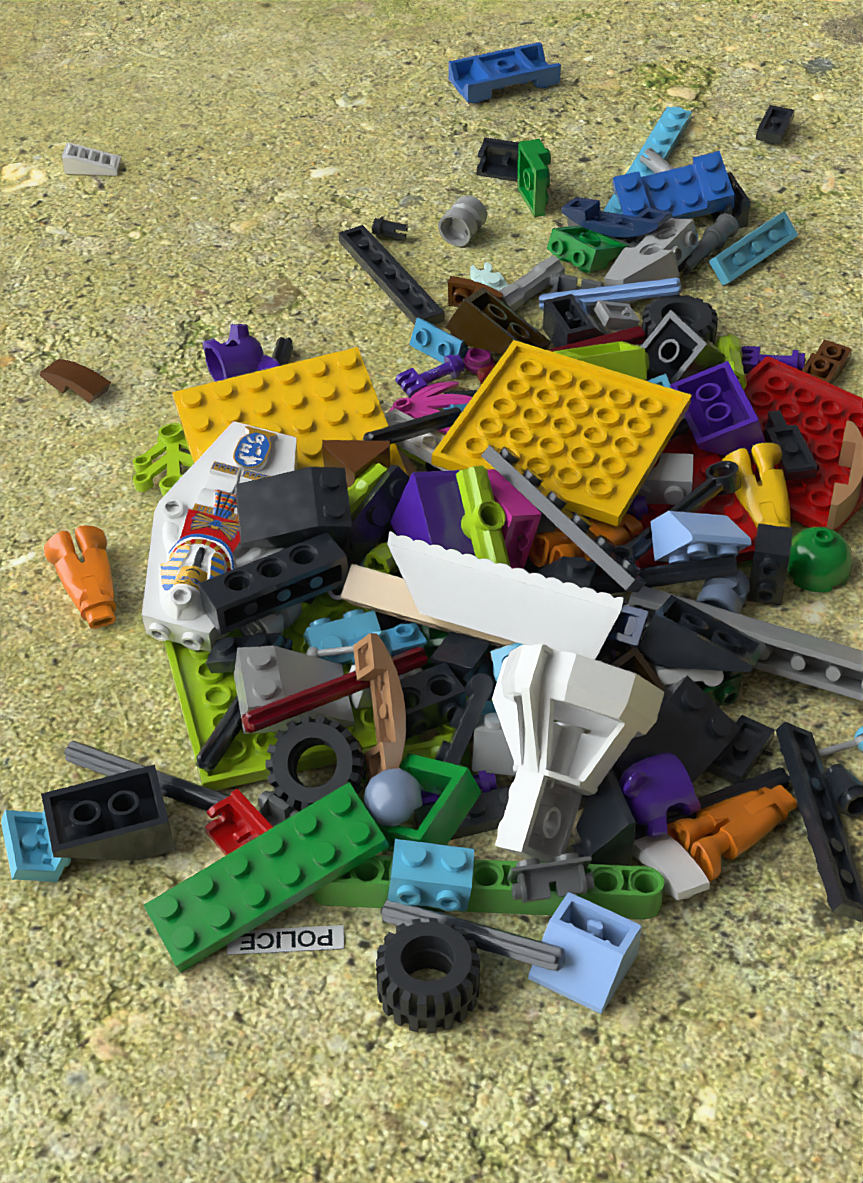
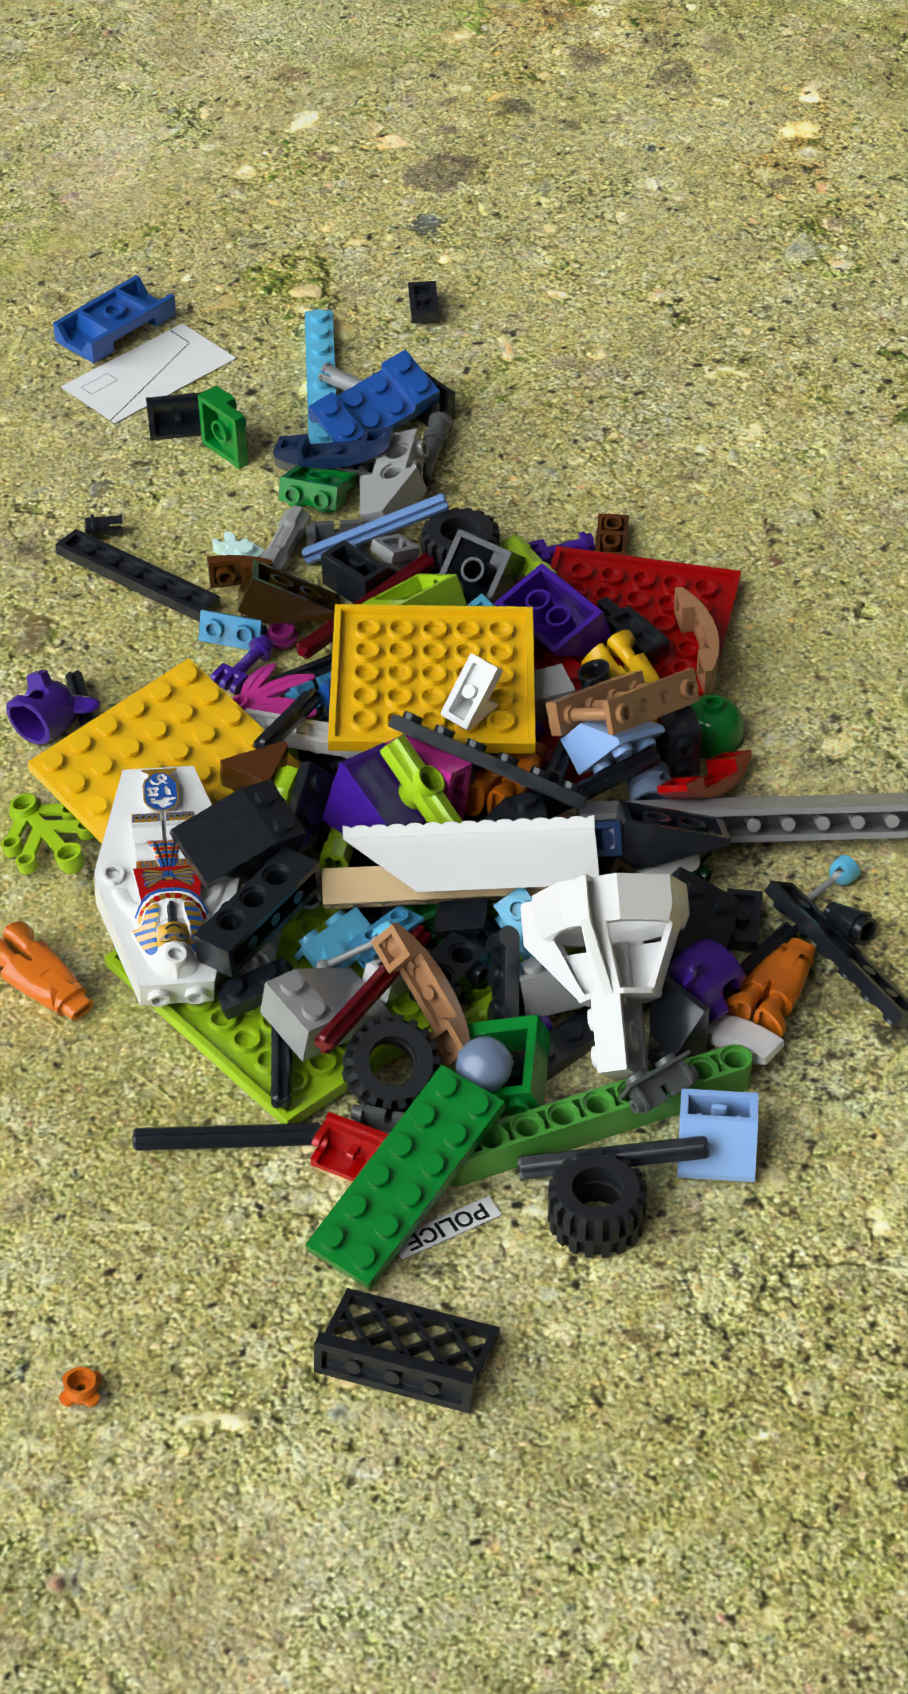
camera: 25 degrees left, 0 degrees up
(30, 847) = (168, 1228): medium azure bracket -> none
(109, 818) = (229, 1178): black slope -> none
(150, 1069) = (398, 1369): none -> black fence
(431, 875) = (553, 1119): medium azure bracket -> none
(462, 221) = (176, 494): light grey wheel -> none
(509, 121) = (148, 371): none -> white sticker
(577, 454) = (471, 693): none -> white slope
(725, 505) = (623, 701): none -> medium nougat fence
(753, 248) = (479, 440): medium azure plate -> none
(804, 605) = (723, 773): none -> red slope

